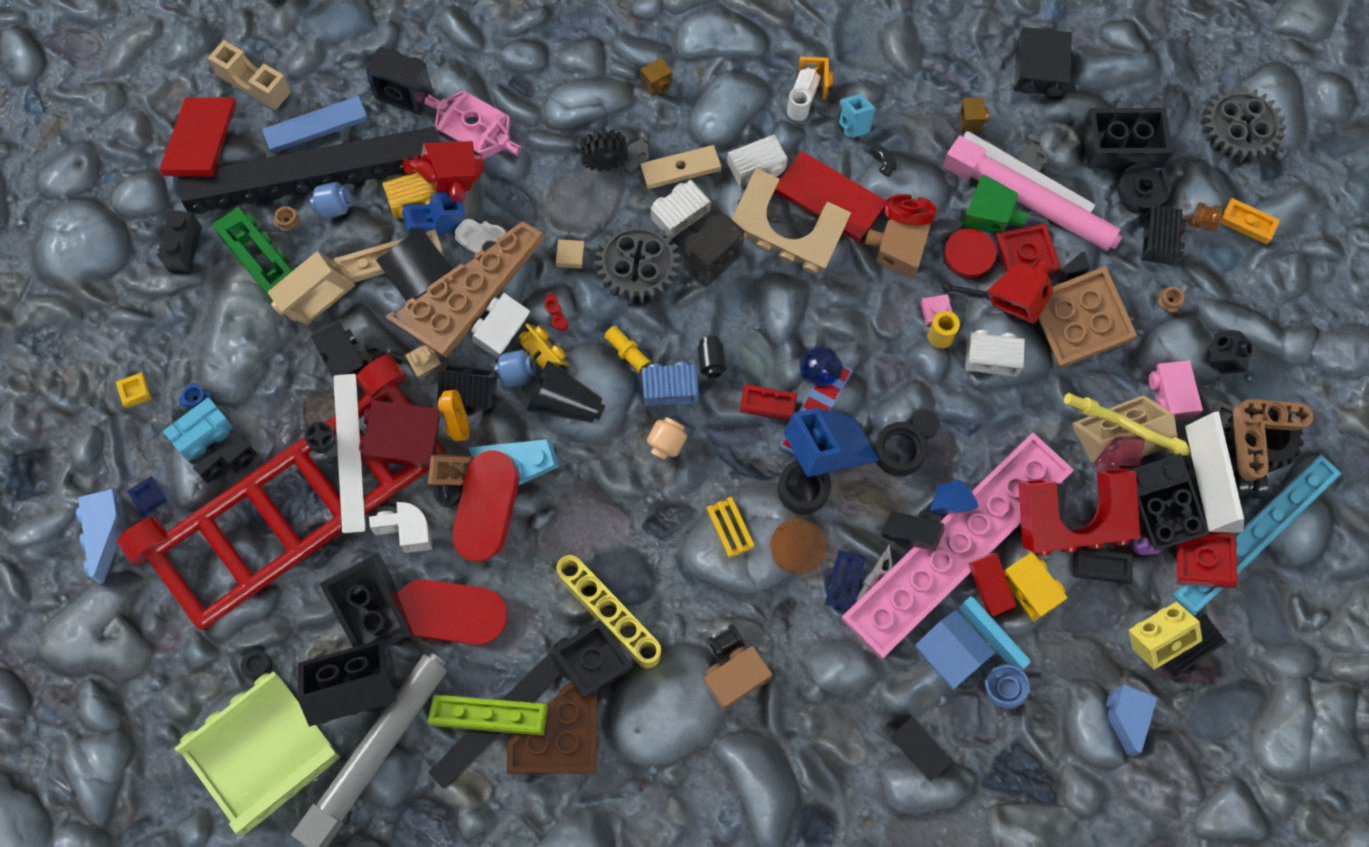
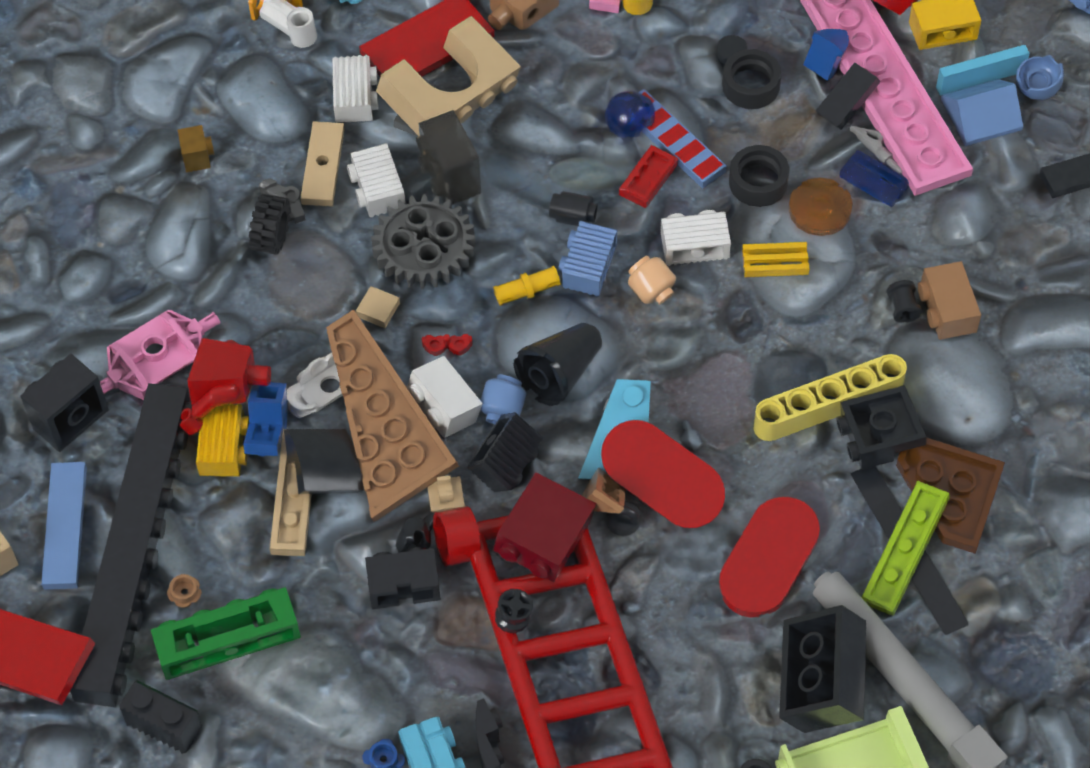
camera: 65 degrees left, 10 degrees down
(310, 289) = (310, 571): tan window -> none
(331, 200) = (186, 530): medium blue head -> none
(348, 453) = (542, 594): white sticker -> none
(367, 602) = (730, 629): black slope -> none
(409, 522) = (653, 561): white brick -> none
(455, 415) = (527, 465): light orange plate -> none
(536, 341) = (476, 370): yellow hinge -> none
(721, 457) = (695, 237): none -> white brick
(827, 441) = (725, 133): blue slope -> none
(992, 584) = (928, 51): red tile -> none

